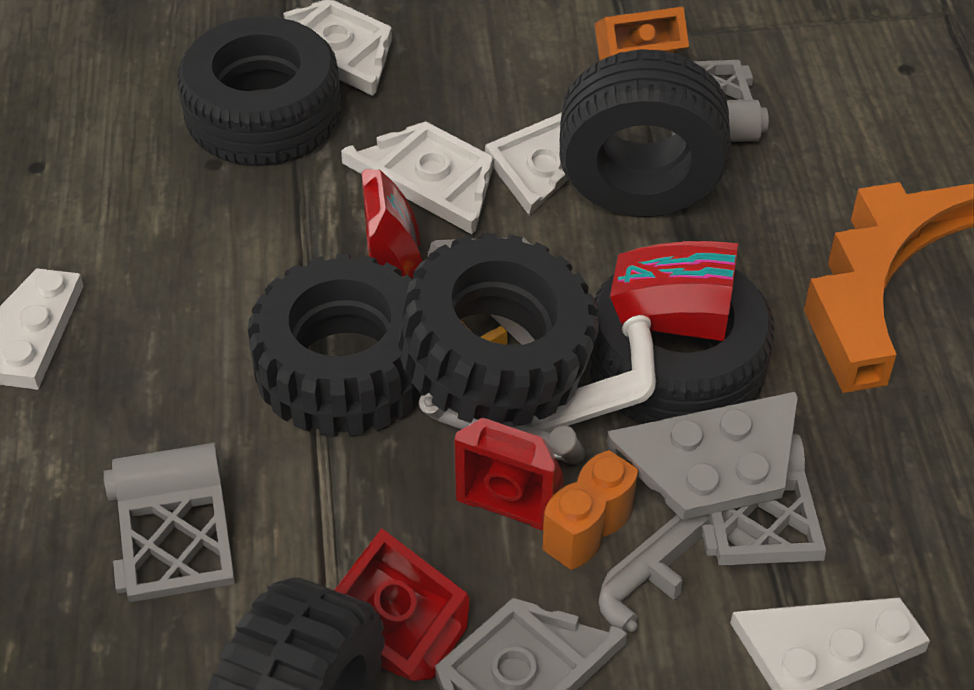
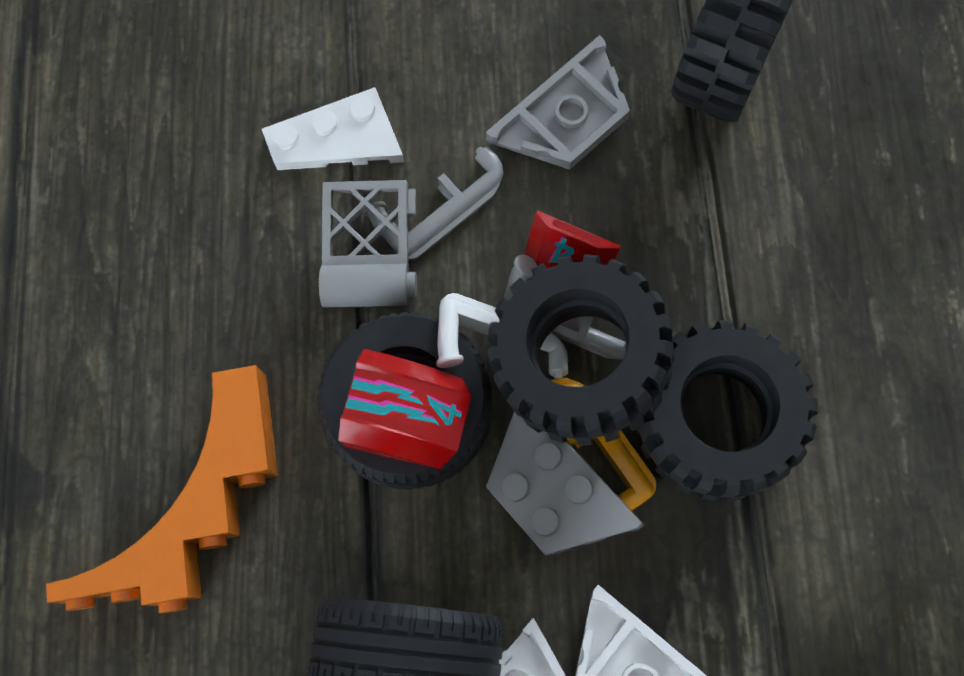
camera: 170 degrees left, 25 degrees up
(164, 483) = (864, 278): light grey piece -> none
(390, 223) = (684, 549): red slope -> none
(417, 603) = (668, 155): red slope -> none
(589, 509) = (496, 242): orange brick -> none
(714, 456) = (394, 263): light grey wing -> none

